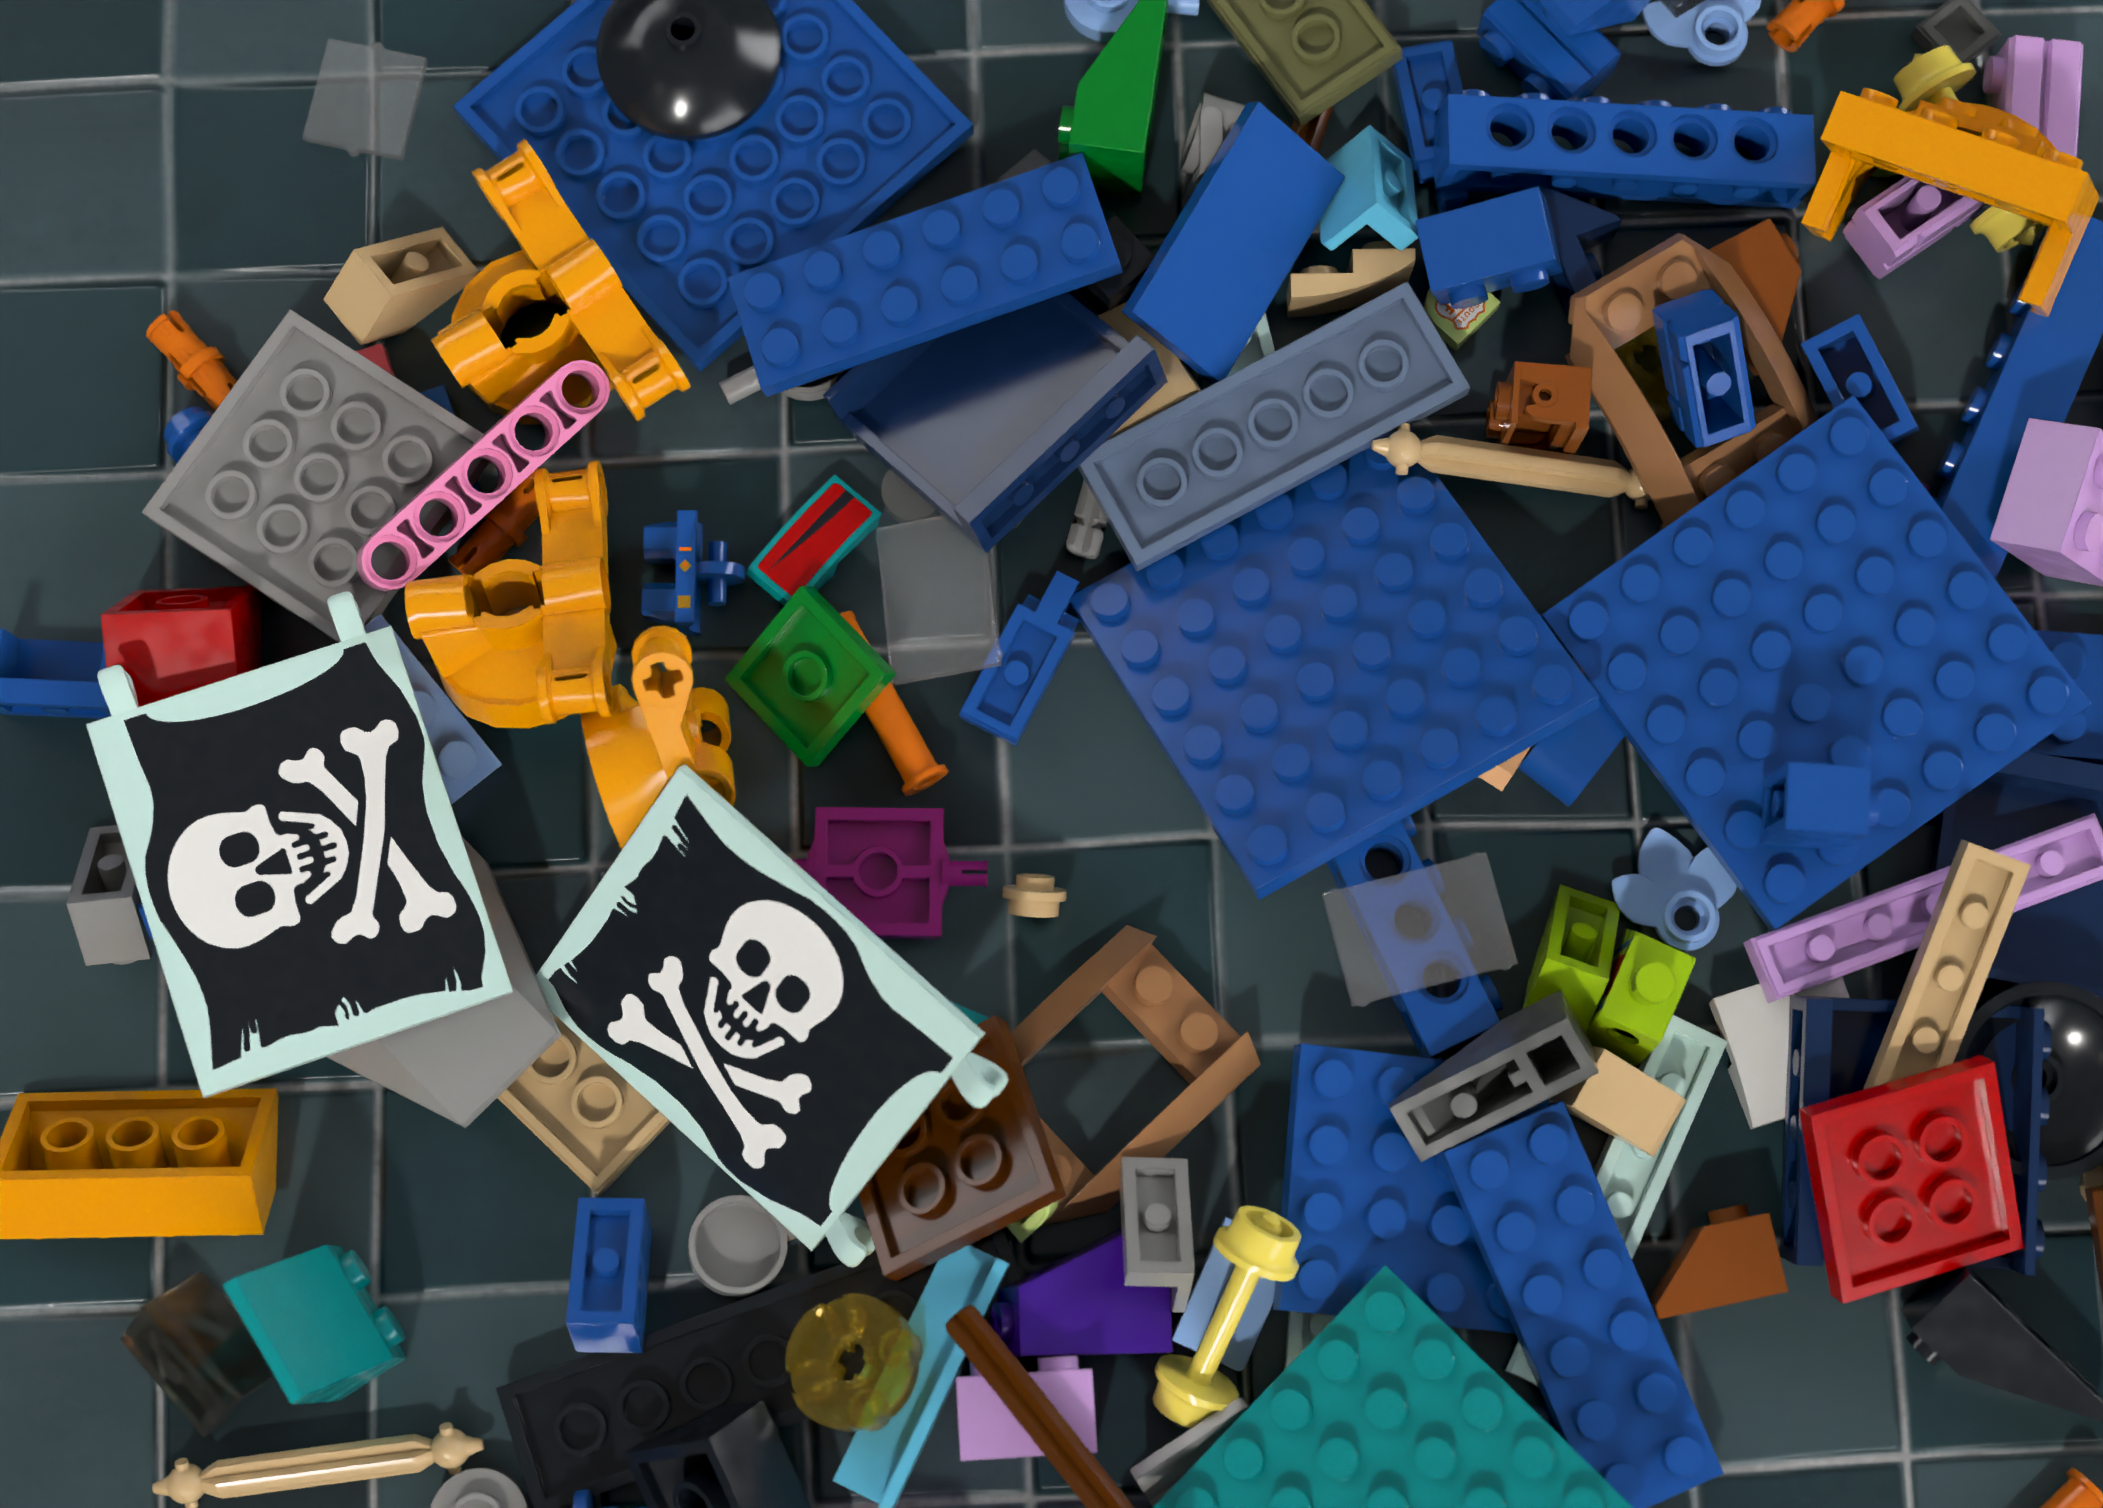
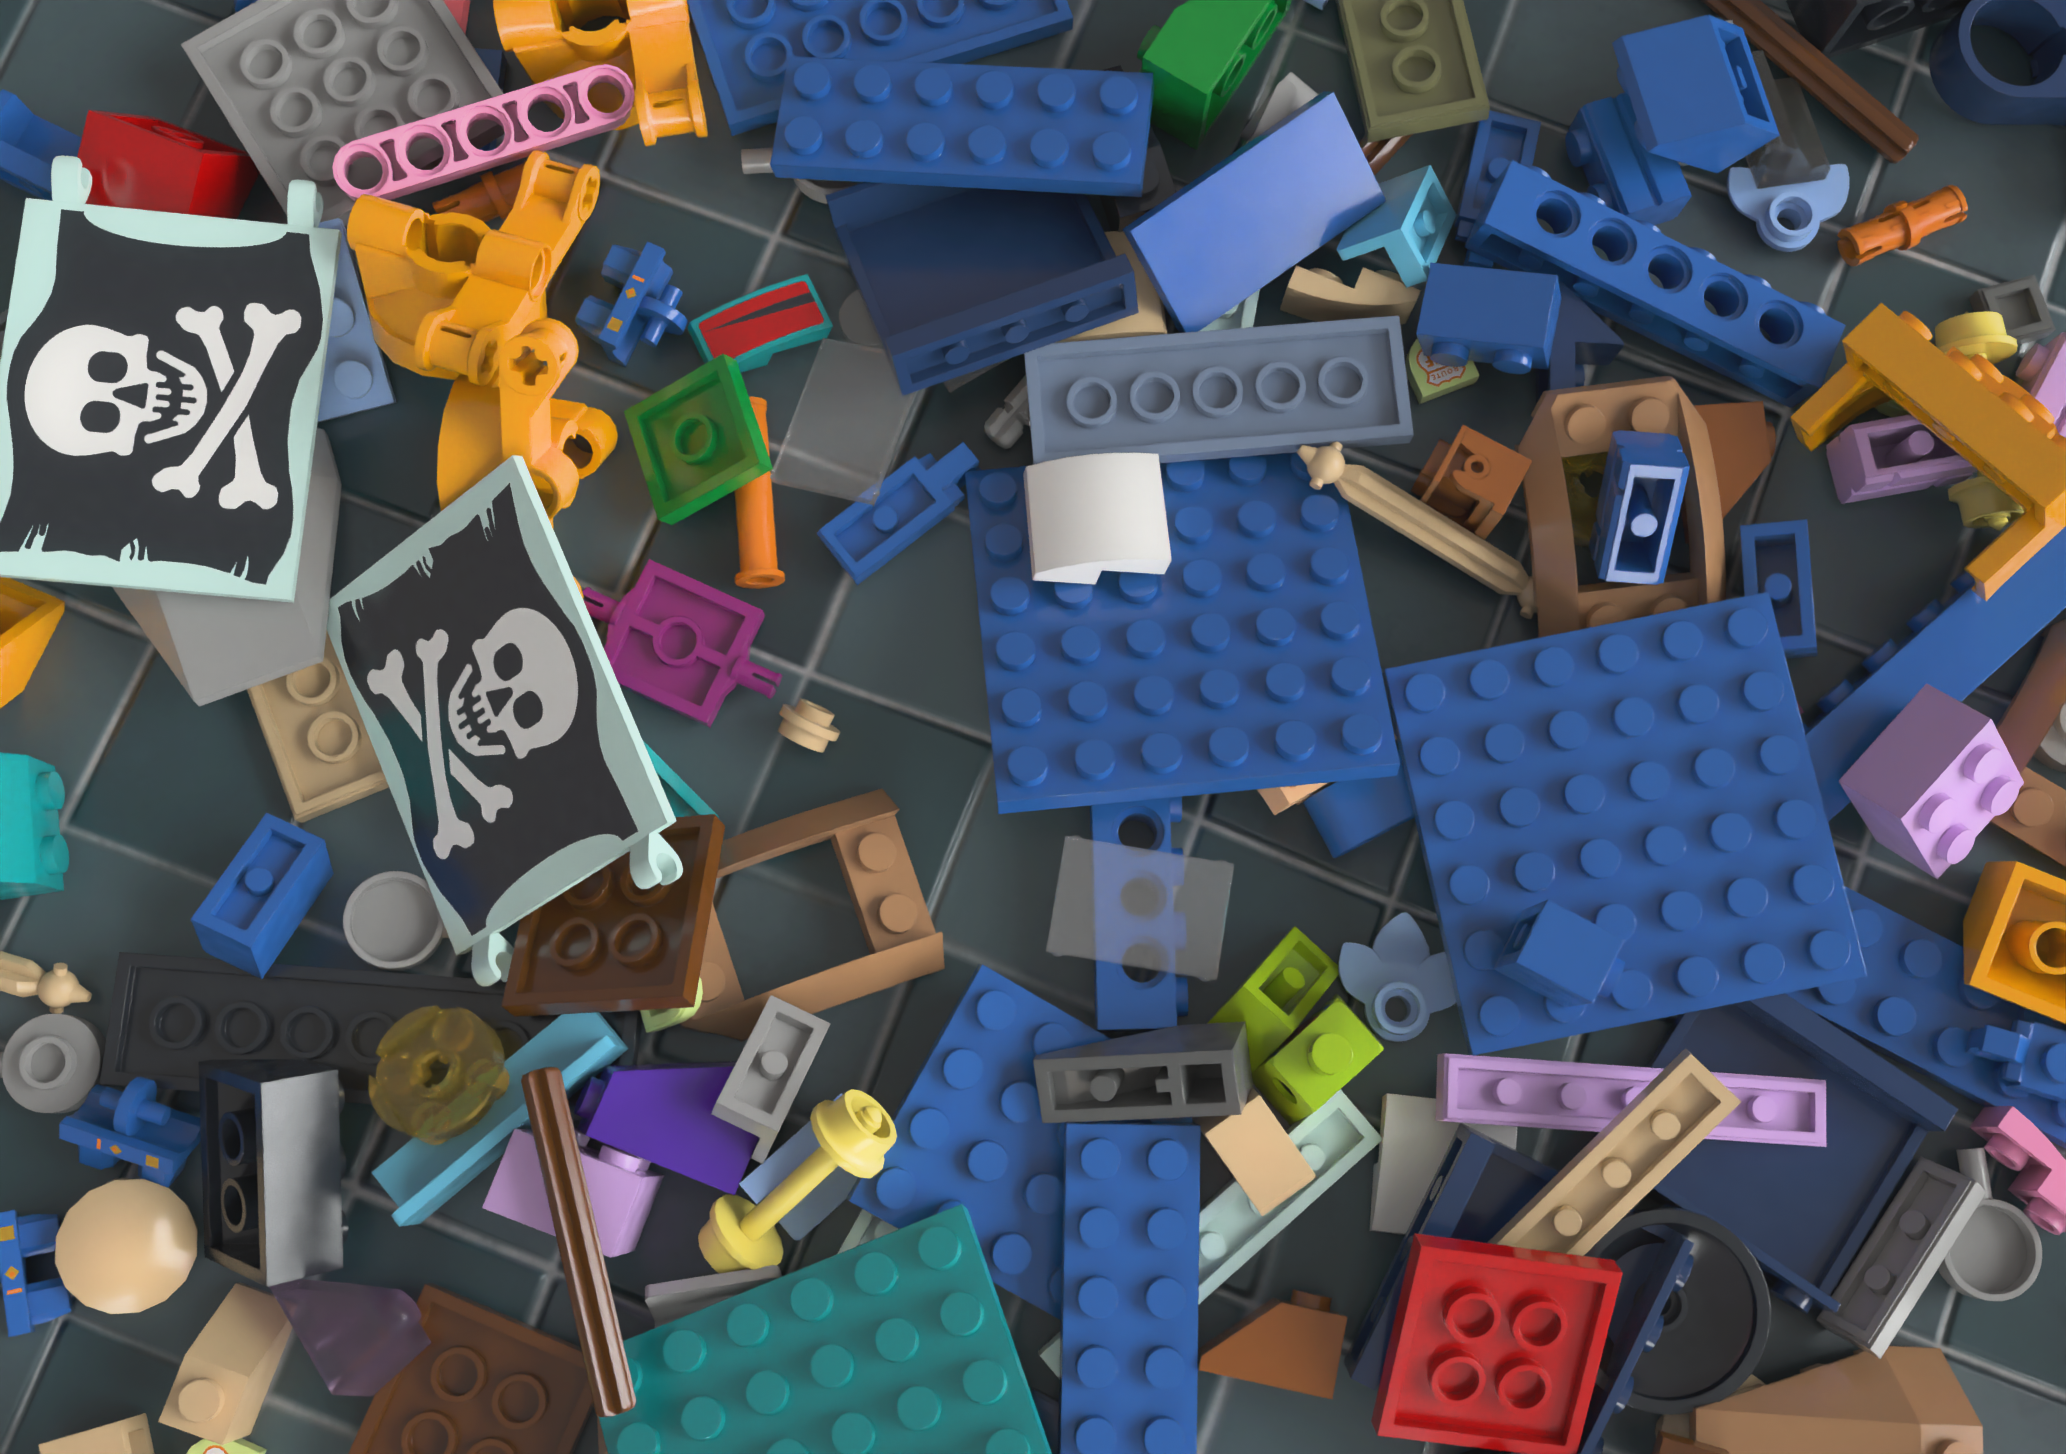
camera: 20 degrees right, 0 degrees up
(1217, 588) = (1096, 517): none -> white slope

